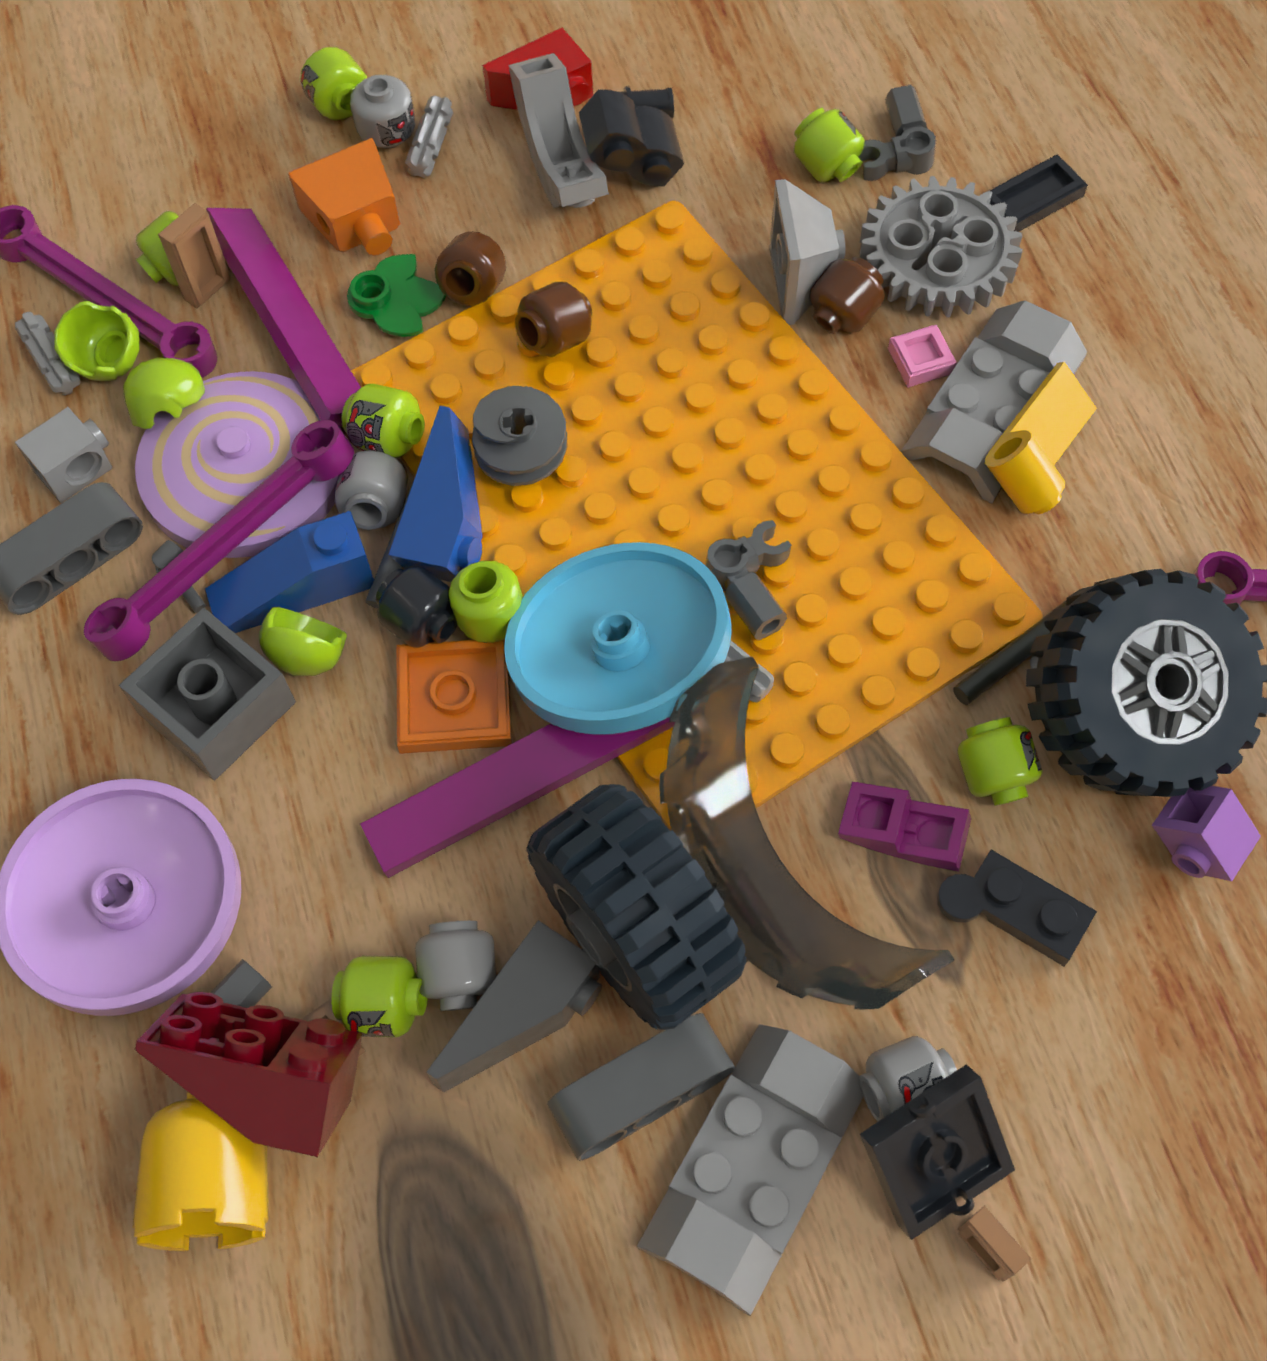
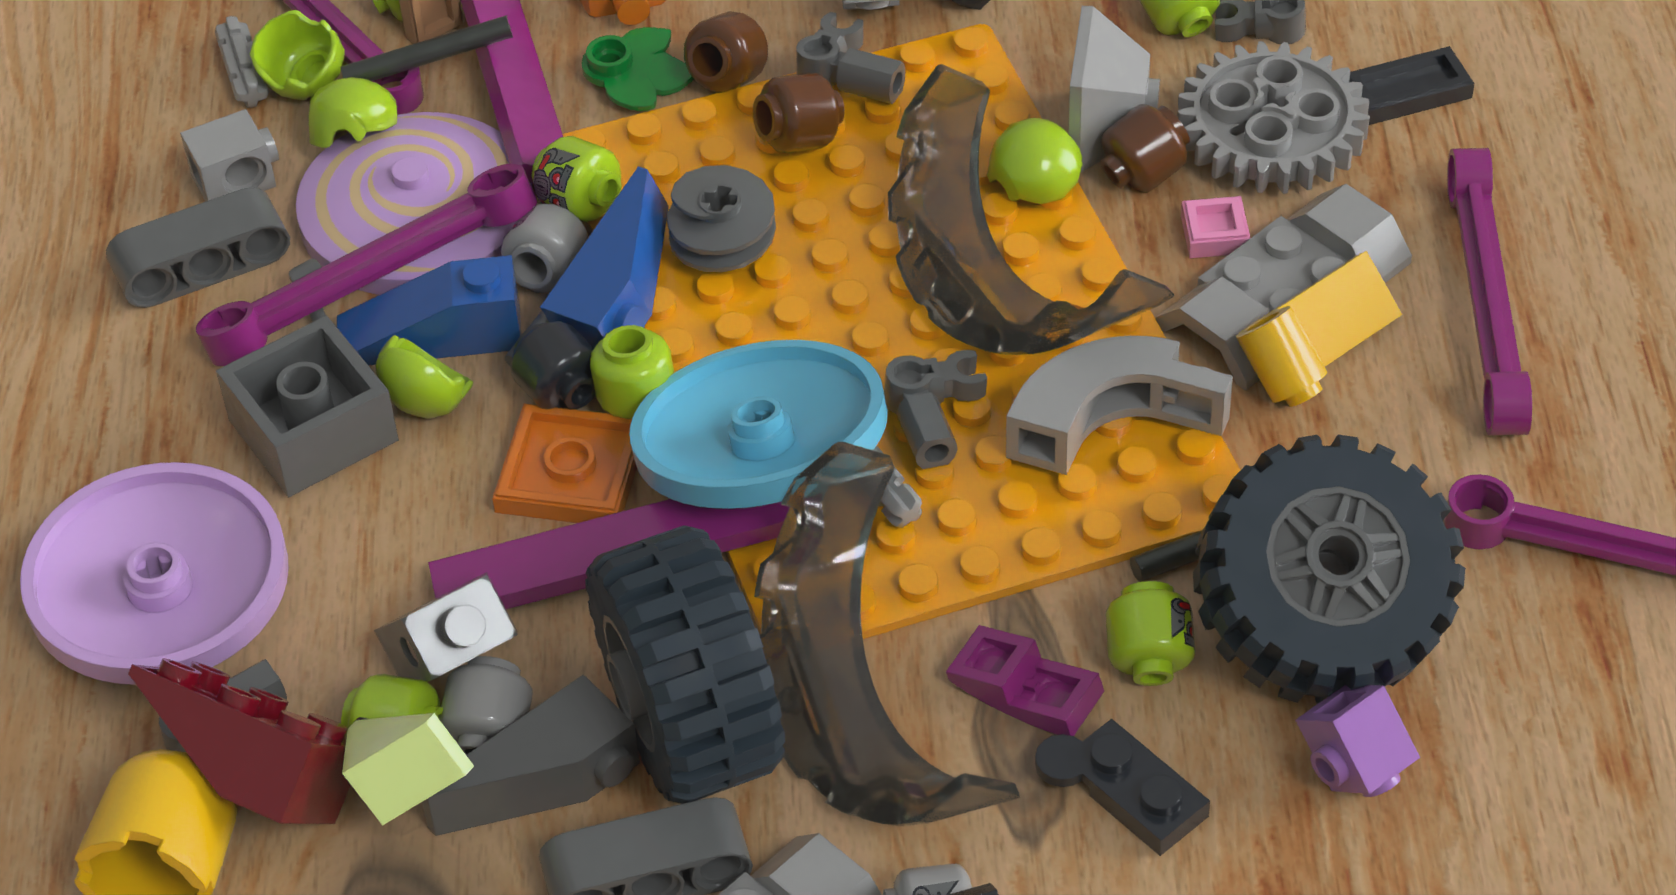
camera: 15 degrees right, 15 degrees down
(214, 318) = (430, 50): none -> pearl dark grey bar
(404, 1062) = (401, 762): none -> yellowish green slope
(405, 900) = (447, 630): none -> torso
(588, 269) = (836, 57): none -> dark grey bar
(730, 441) = (949, 247): none -> clear smoke windscreen
(764, 327) = (1035, 161): none -> lime hair
(896, 527) = (1107, 383): none -> light grey arch
(1210, 473) = (1506, 387): none -> magenta piece

